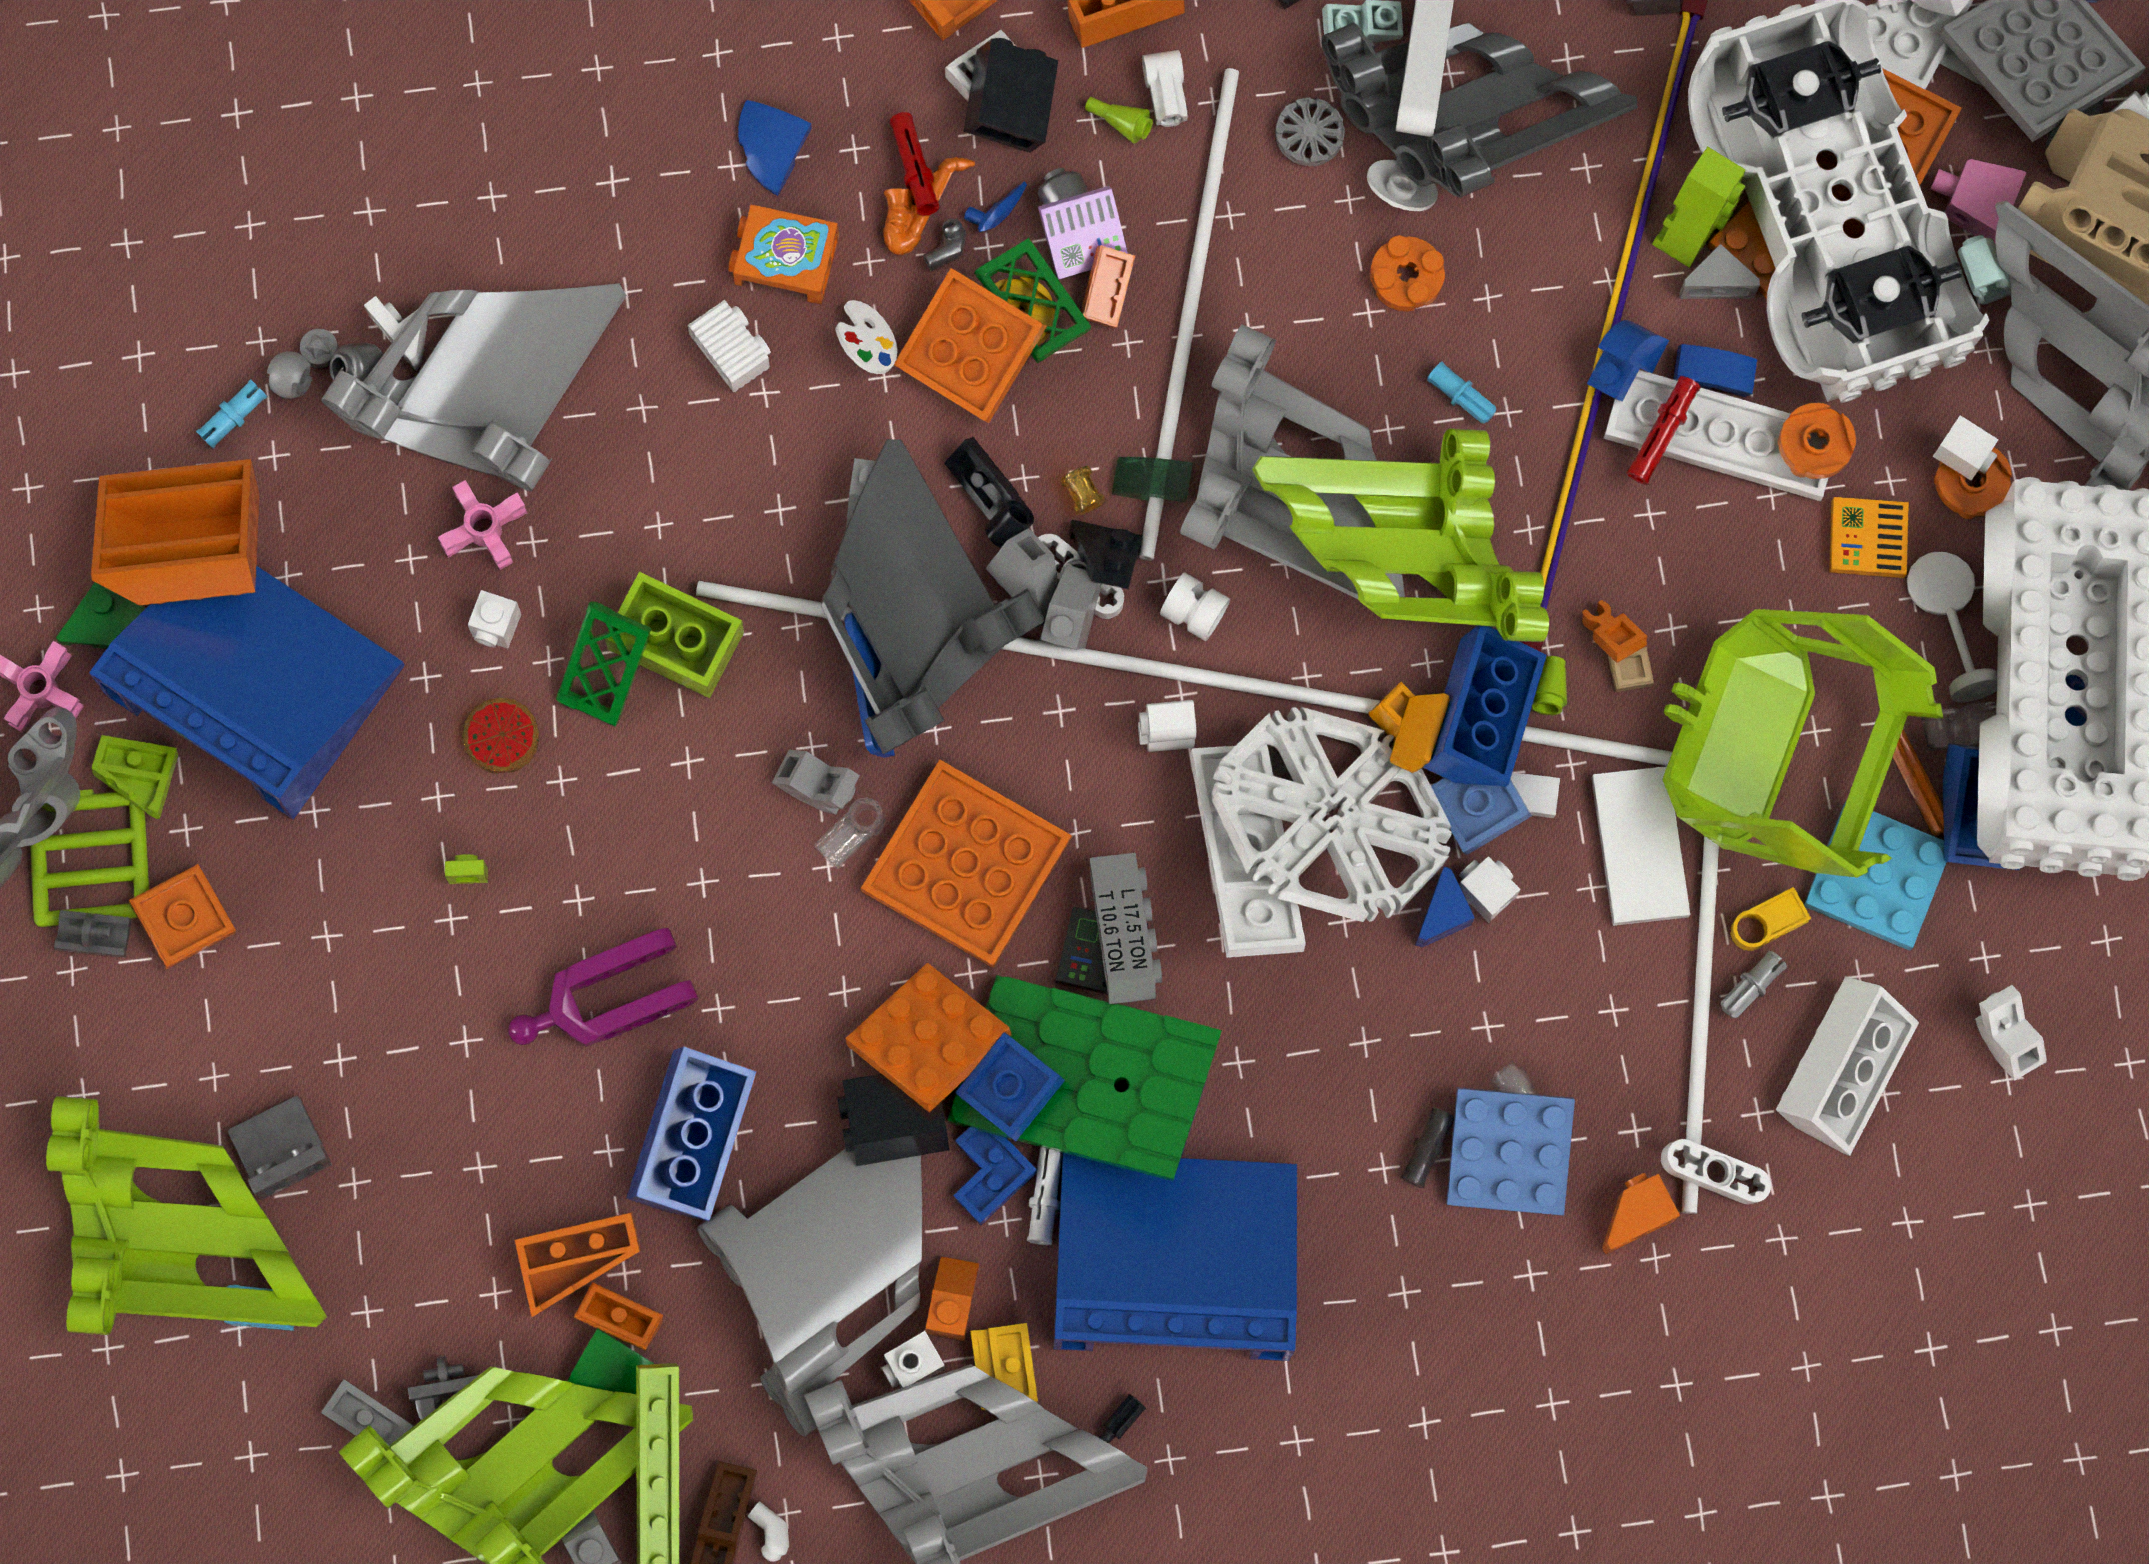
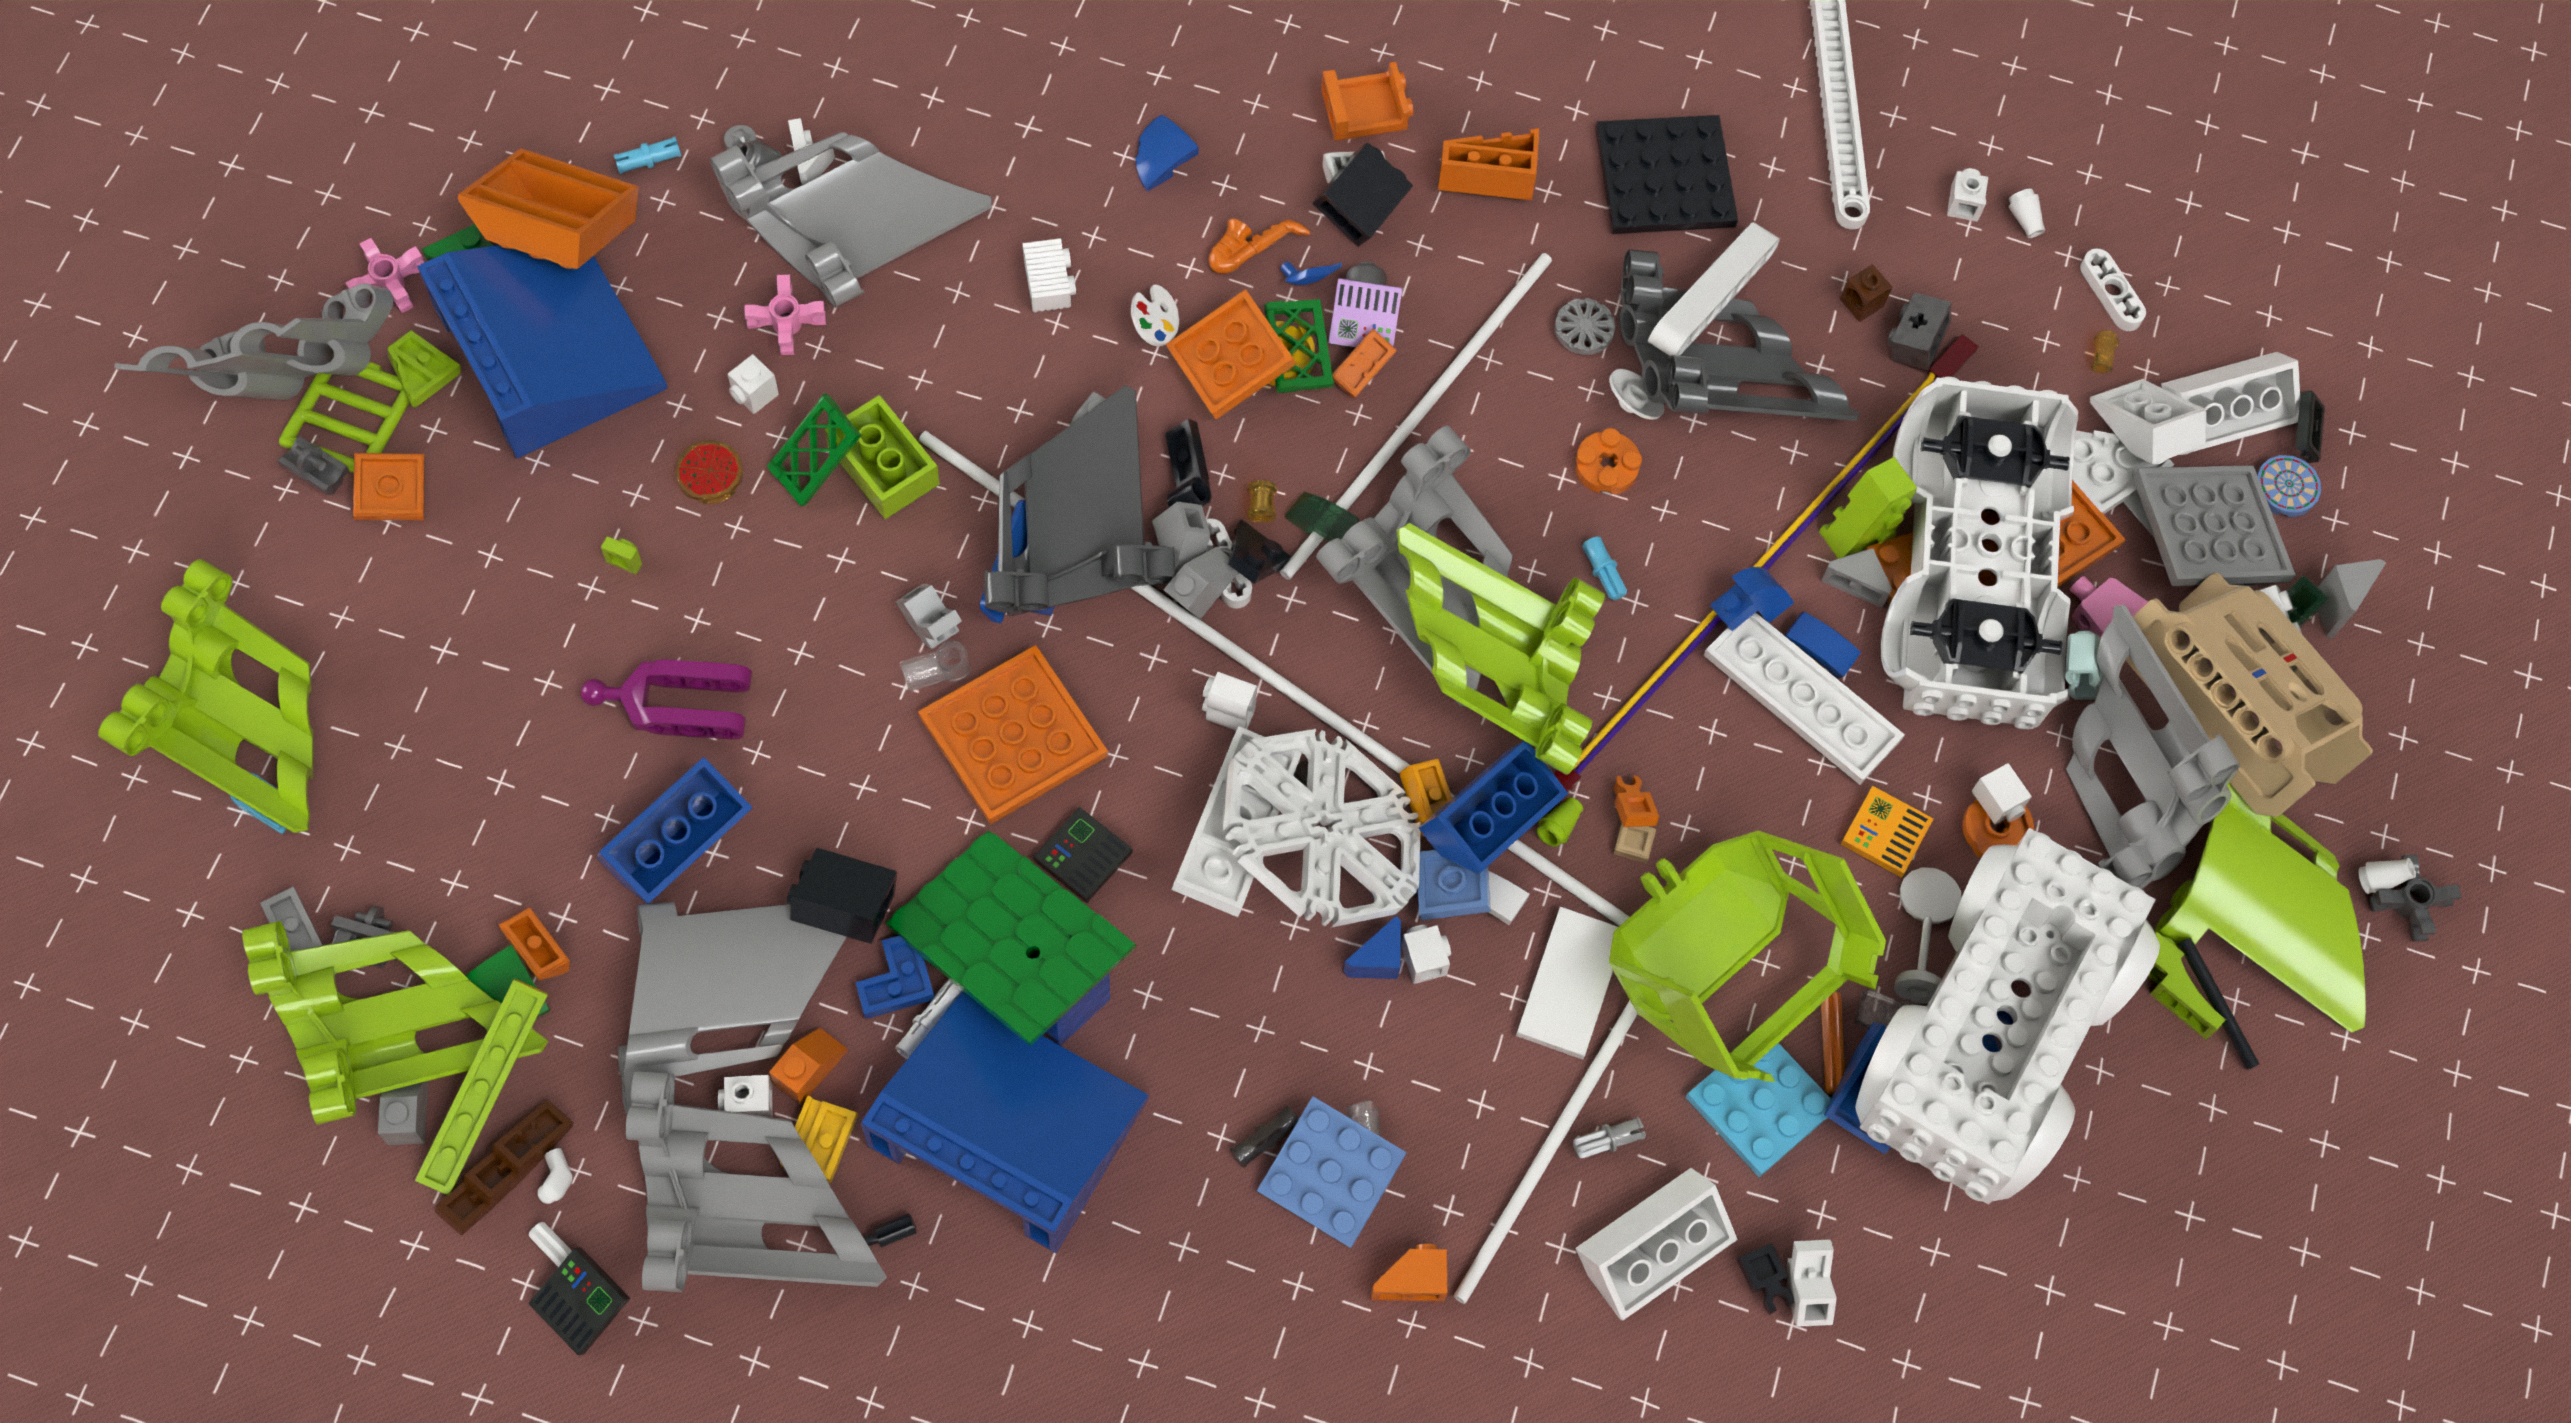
camera: 25 degrees right, 10 degrees down
(279, 1147) = (354, 691): flat silver bracket -> none
(289, 375) = (704, 144): light grey piece -> none
(572, 1256) = (520, 878): orange wedge -> none
(785, 251) = (1129, 228): panel -> none
(922, 190) = (1255, 233): red pin -> none
(927, 1037) = (904, 847): orange plate -> none
(951, 245) = (1259, 282): flat silver arm -> none
(1010, 1086) = (944, 914): blue plate -> none
(1123, 928) = (1106, 837): light grey brick -> none
(1129, 121) = (1446, 256): lime cone -> none
(1165, 77) = (1489, 238): white piece -> none
(1195, 606) = (1305, 629): white wheel -> none
(1376, 19) = (1679, 270): light aqua slope -> none
(1419, 731) = (1430, 800): light orange slope -> none
(1670, 417) = (1764, 659): red pin -> none
(1745, 1171) = (1510, 1301): white beam -> none
(1776, 915) = (1659, 1094): yellow piece -> none
(1828, 424) = (1864, 745): orange plate -> none
(1960, 1043) = (1765, 1272): none -> black plate

